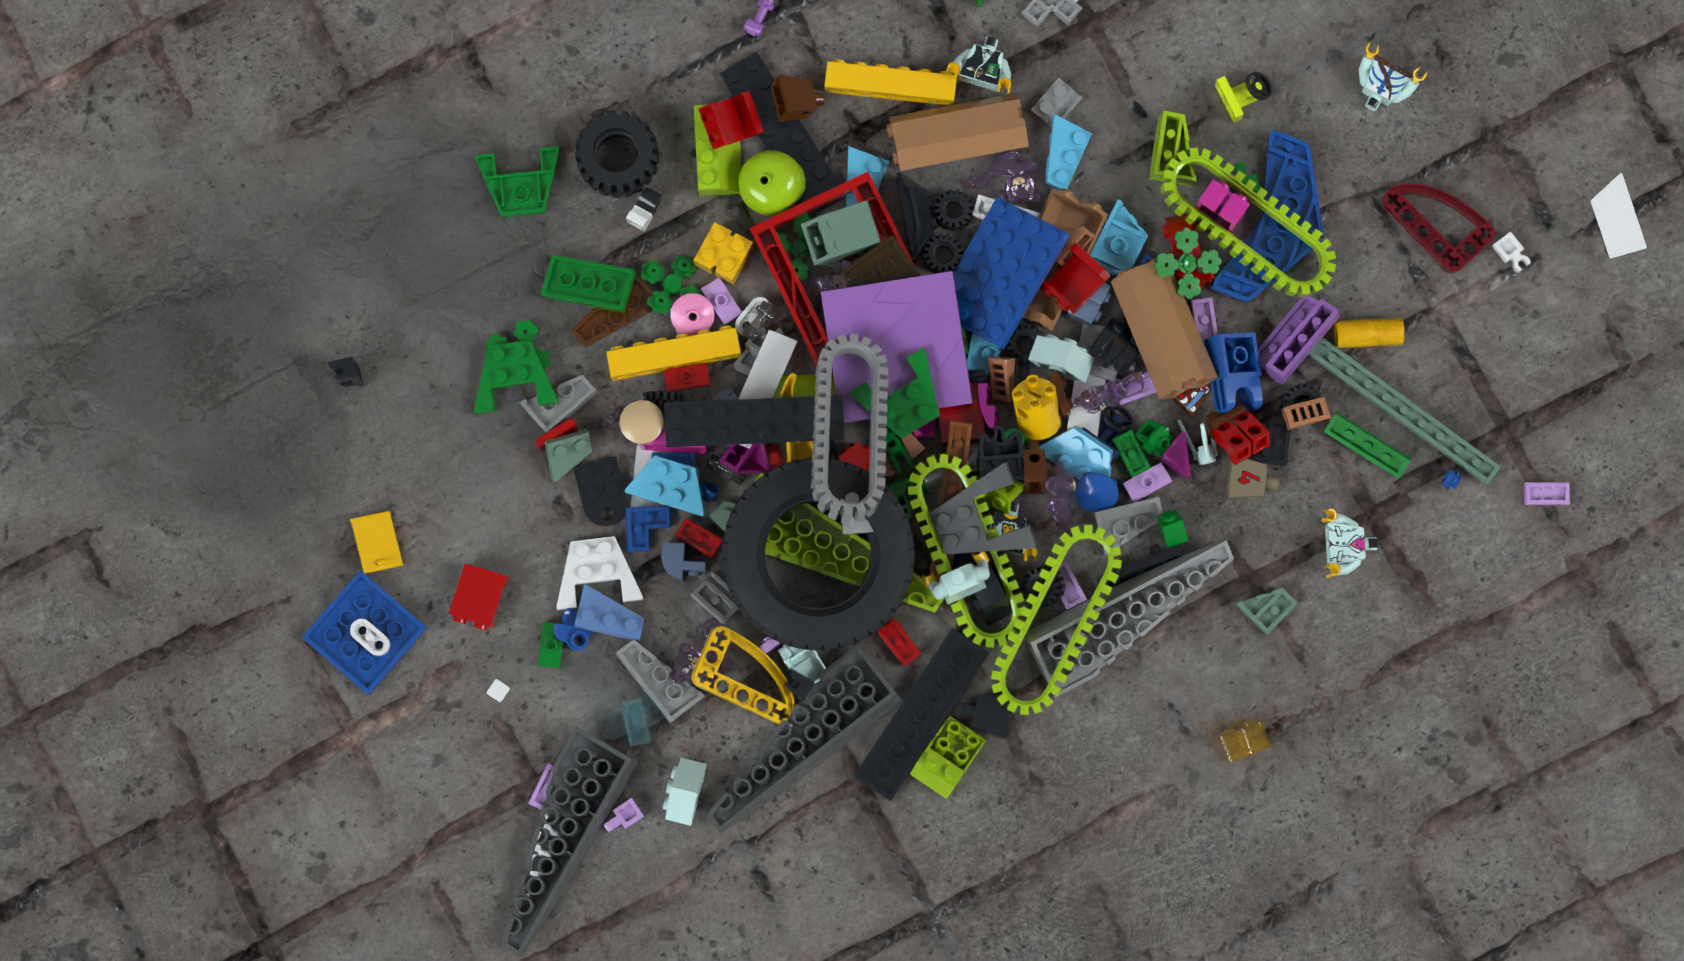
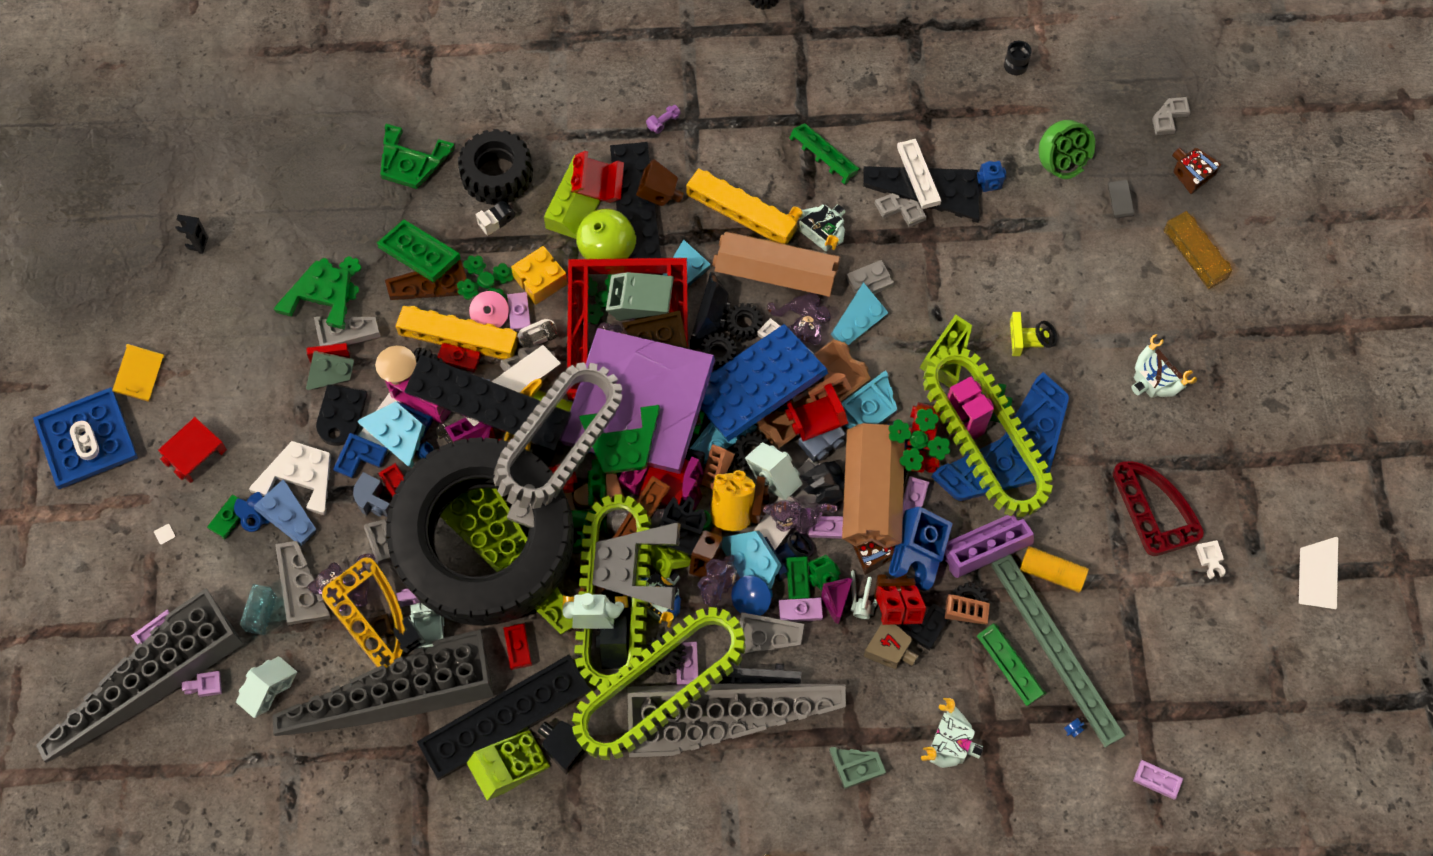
camera: 20 degrees right, 15 degrees down
(1171, 528) = (802, 655): green brick -> none

